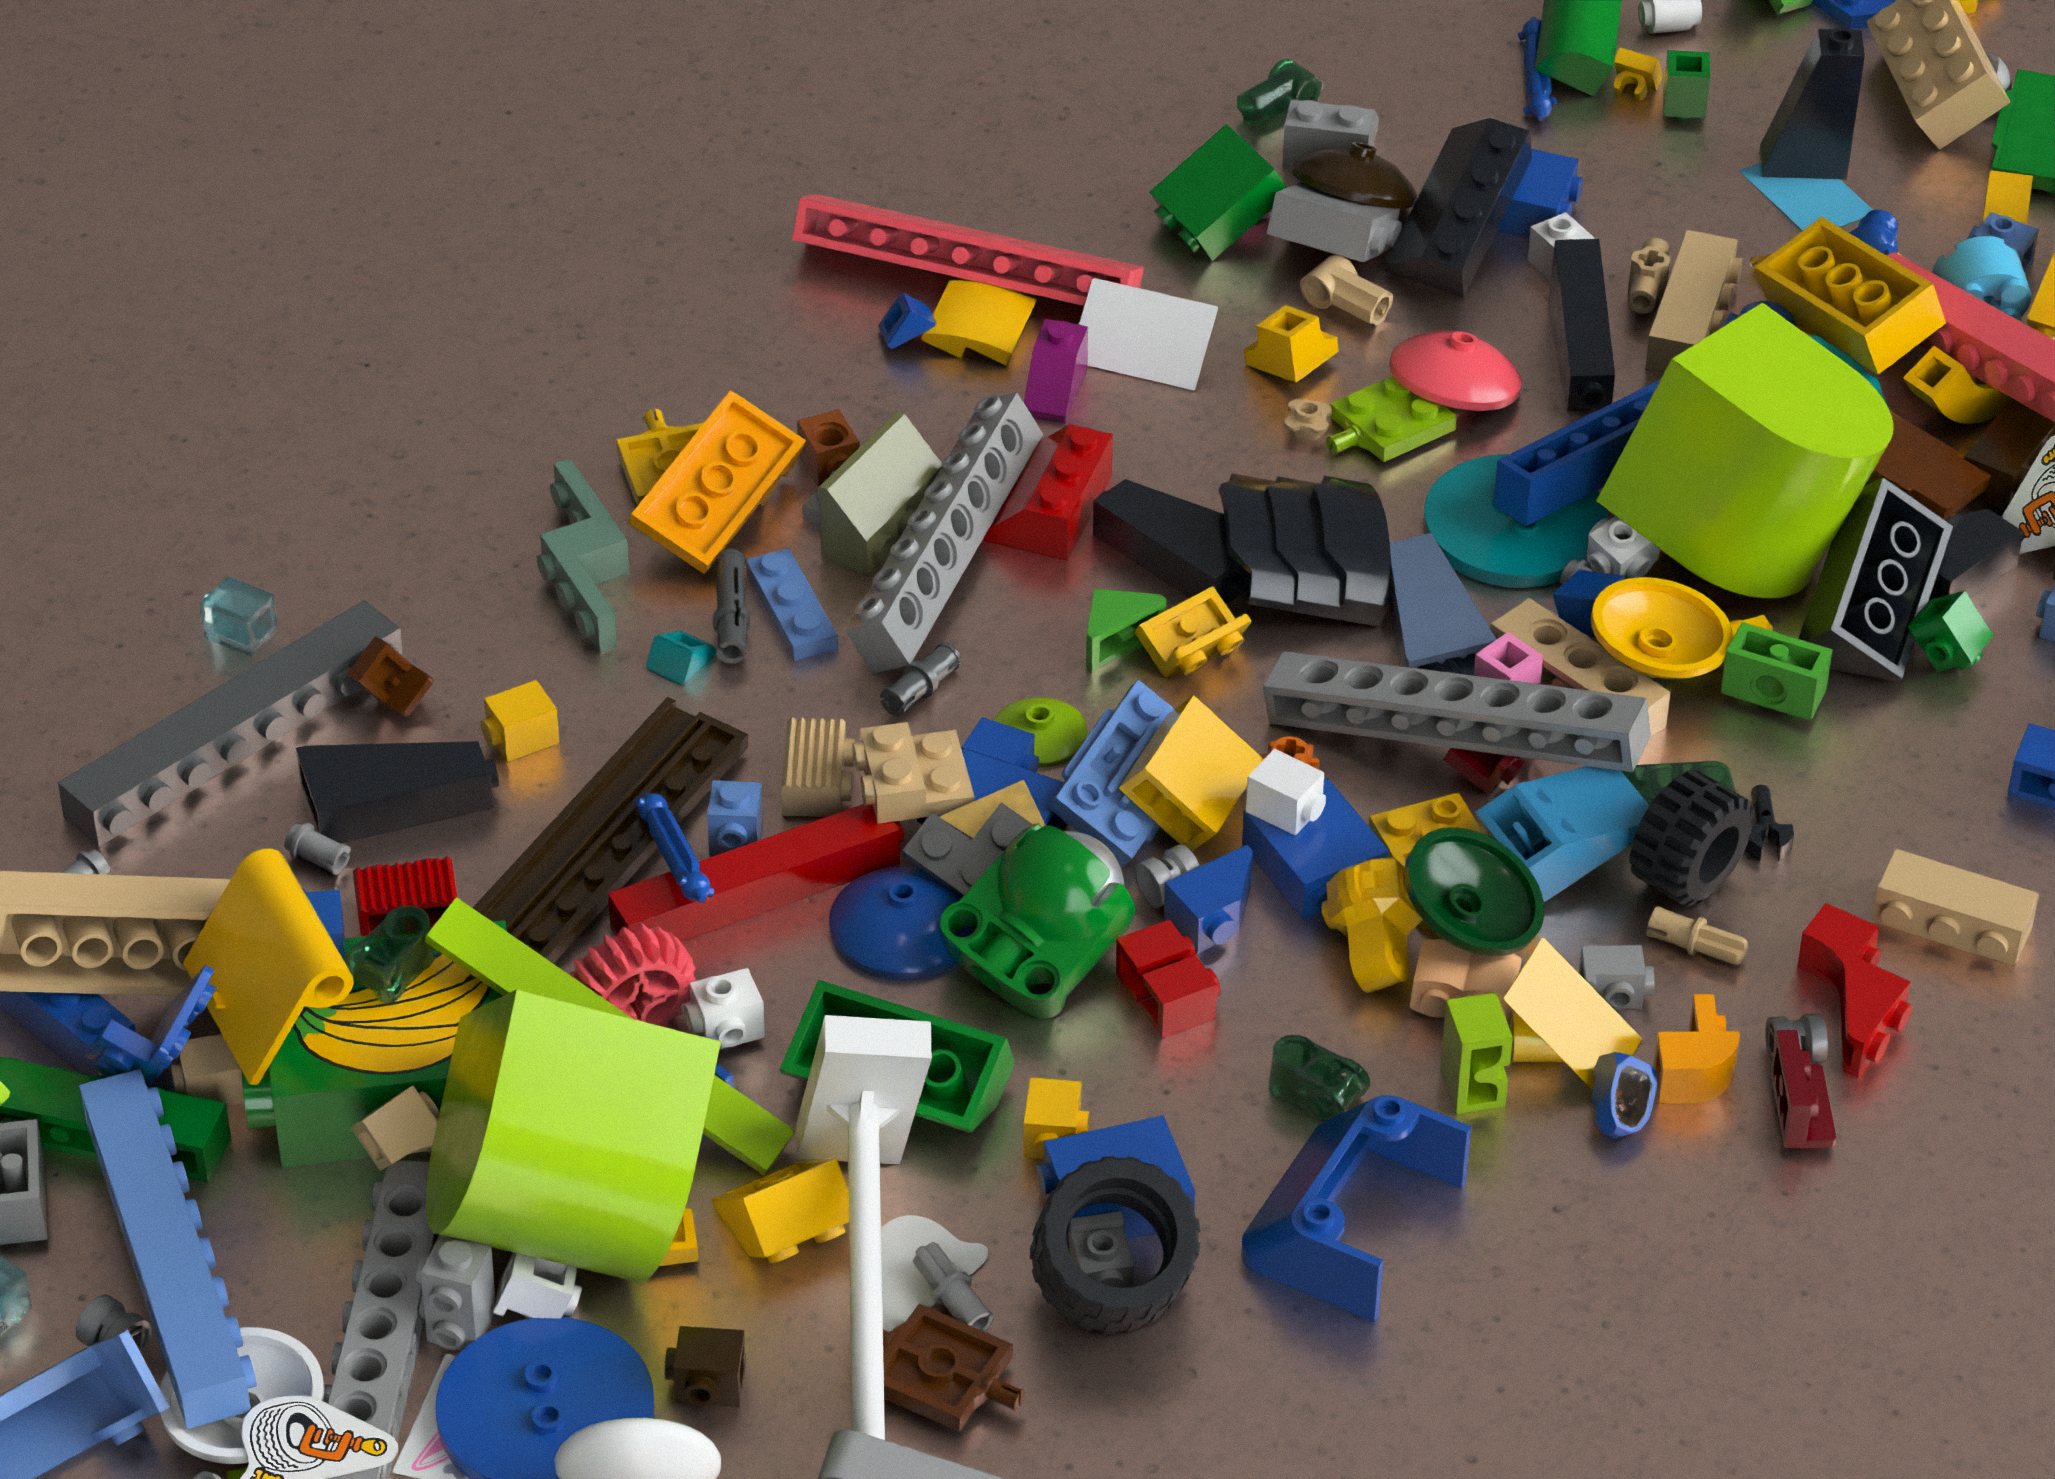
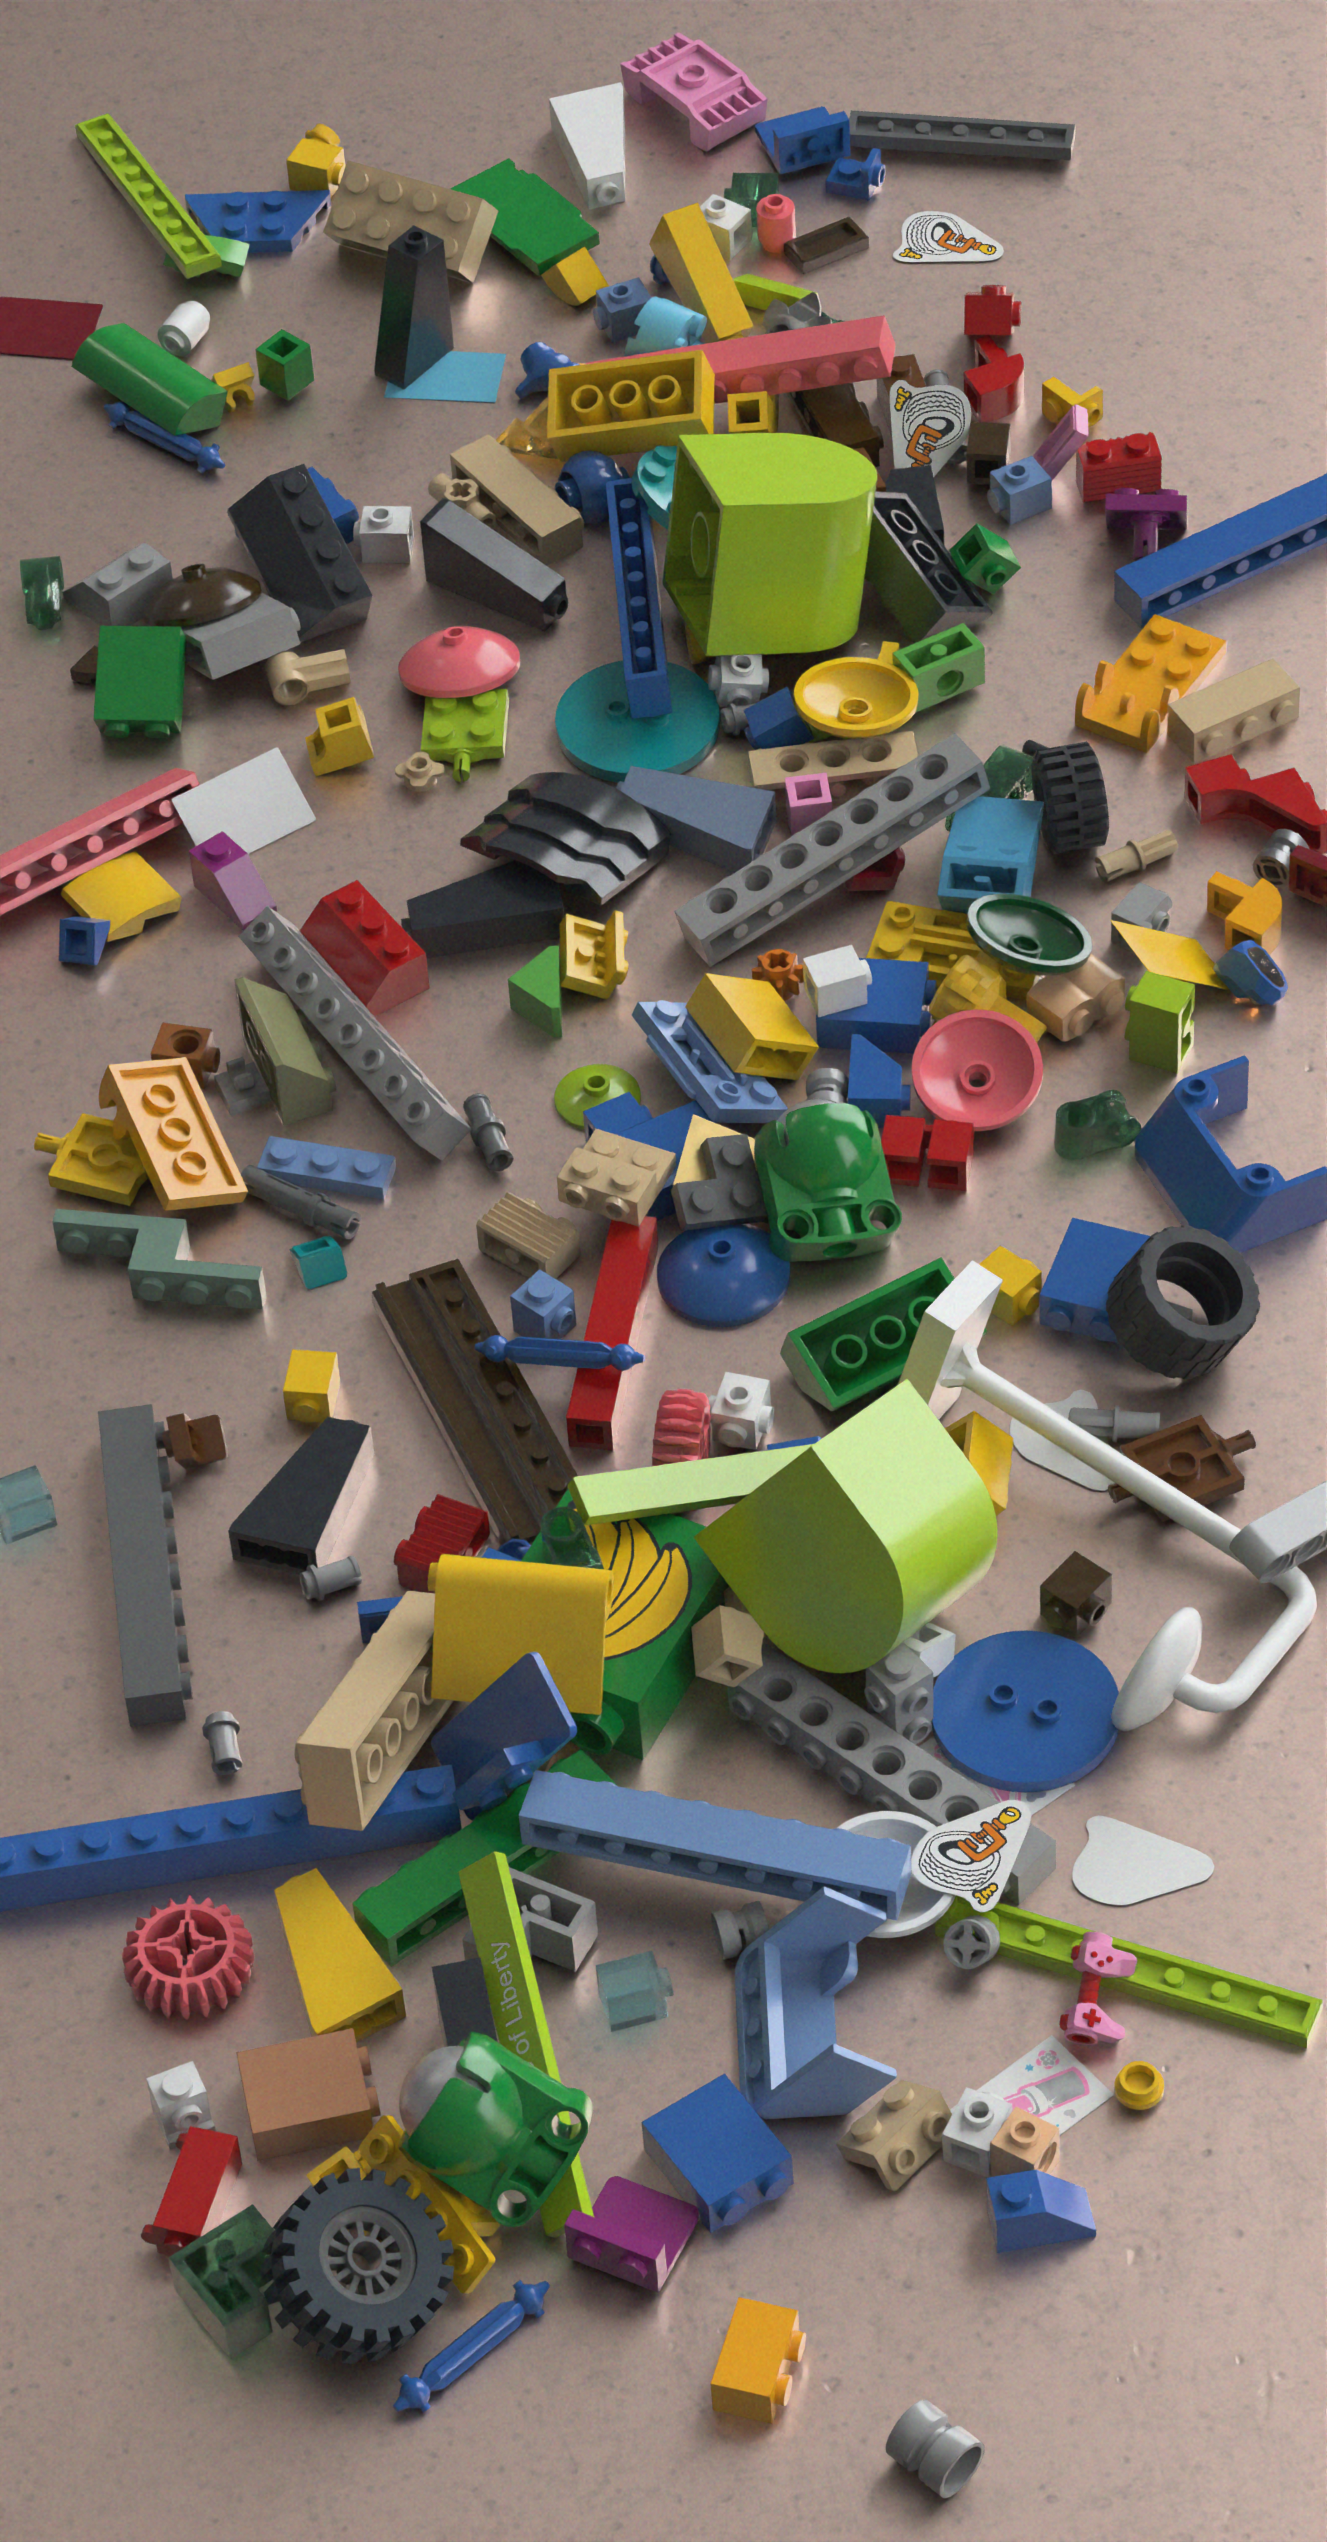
camera: 50 degrees left, 5 degrees up
(1283, 935) = (982, 1048): none -> coral dish
(1962, 829) = (1154, 670): none -> light orange hinge

